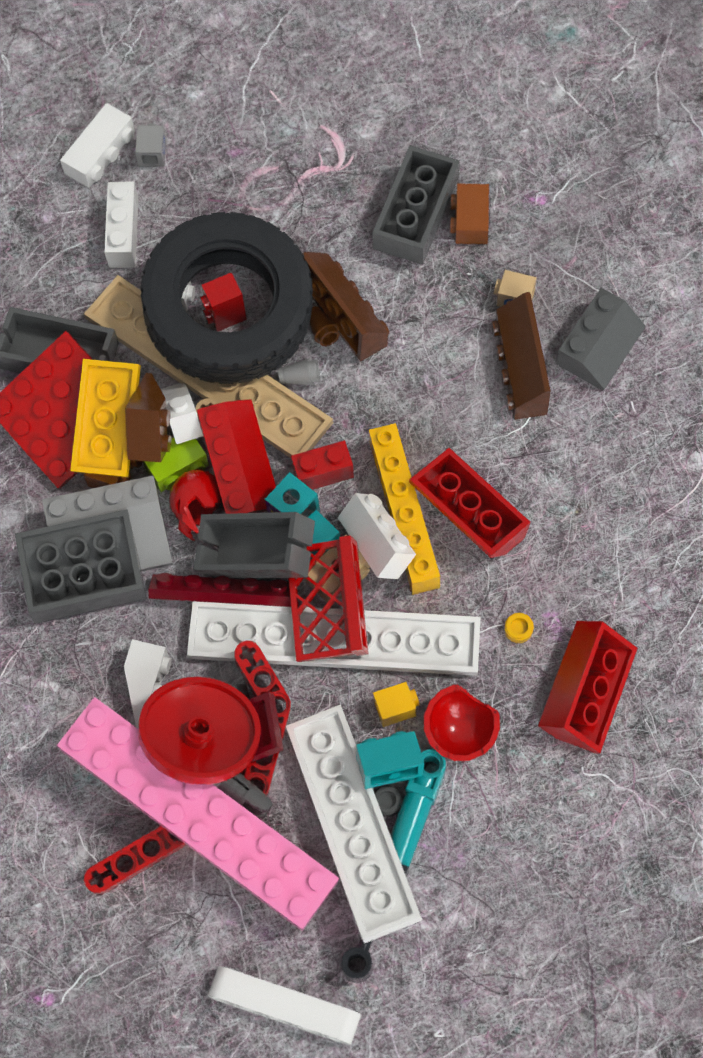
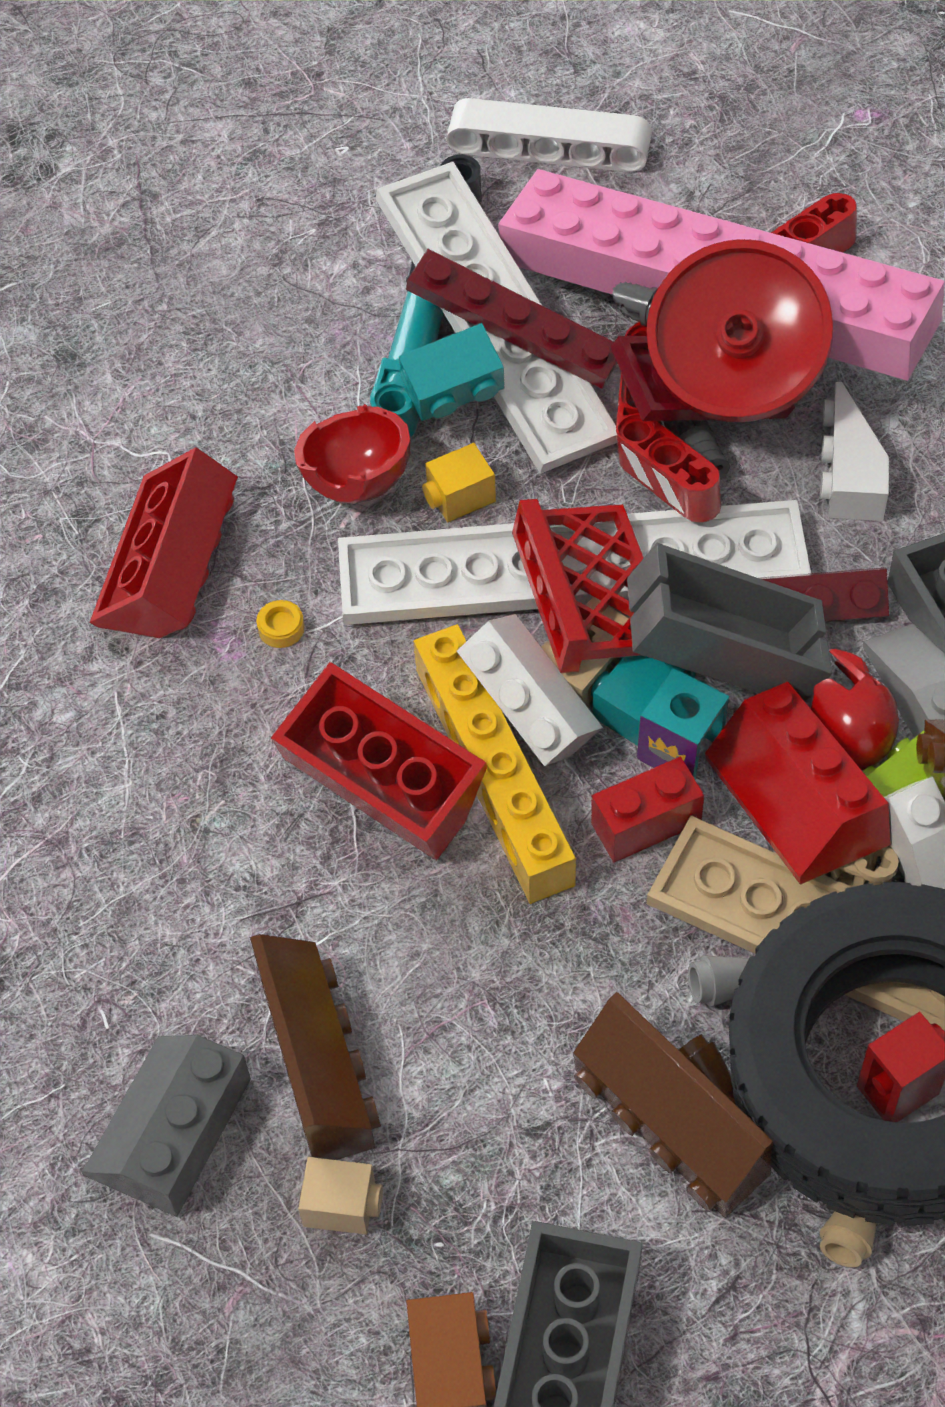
camera: 170 degrees right, 10 degrees down
(341, 805) = (513, 318): none -> dark red plate

